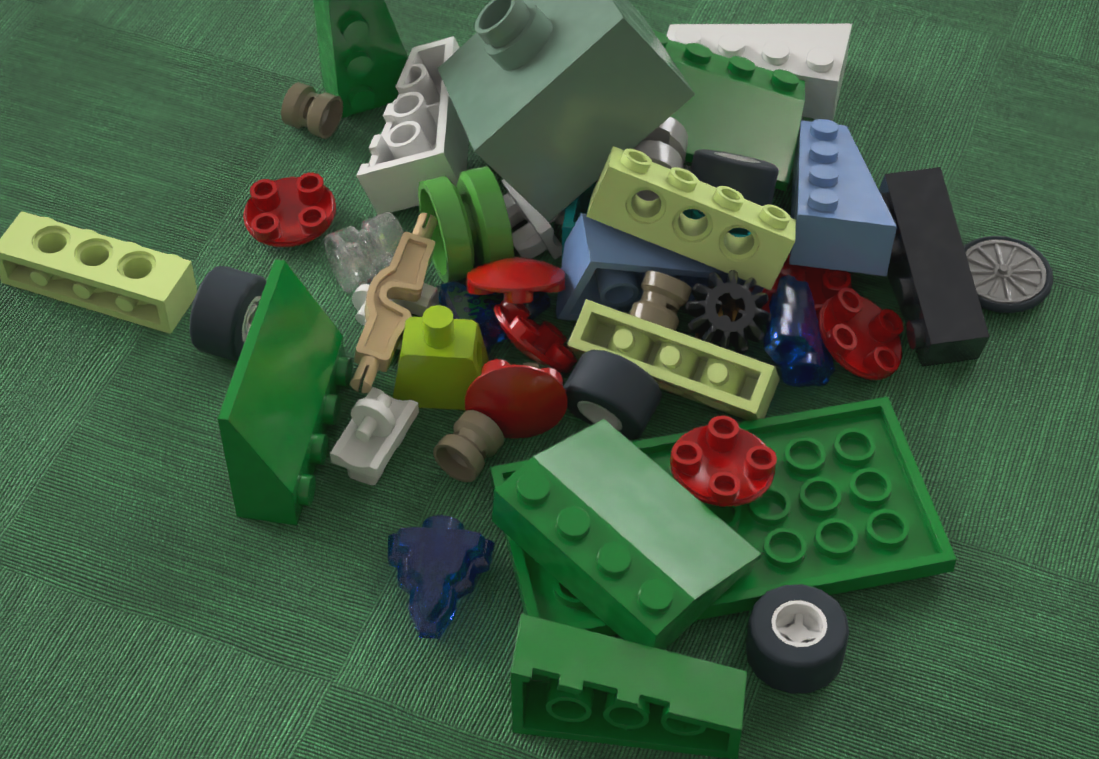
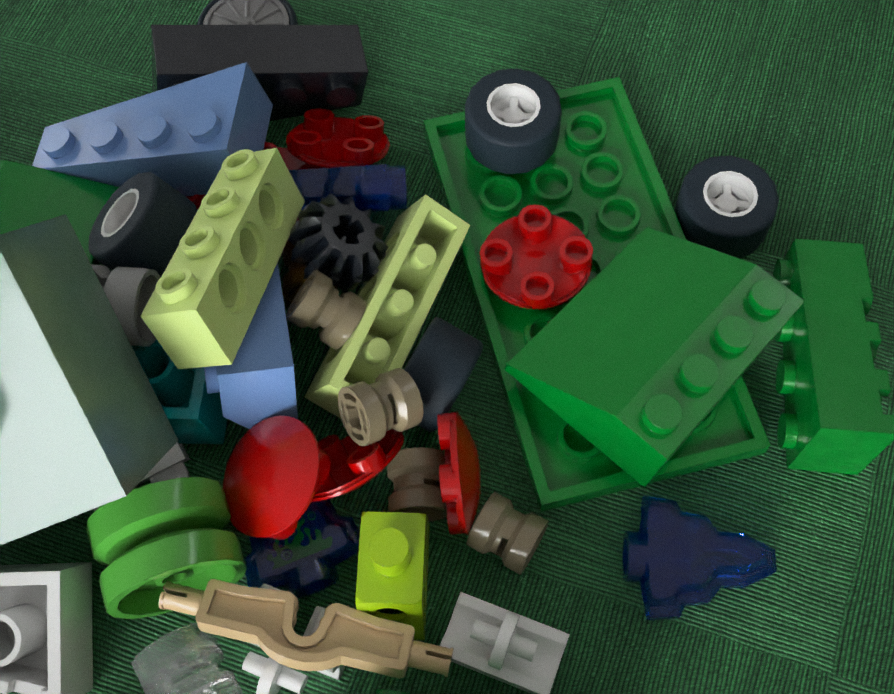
camera: 90 degrees left, 15 degrees up
(563, 329) = (380, 406): none -> dark tan wheel
(875, 448) = (512, 121): none -> black wheel

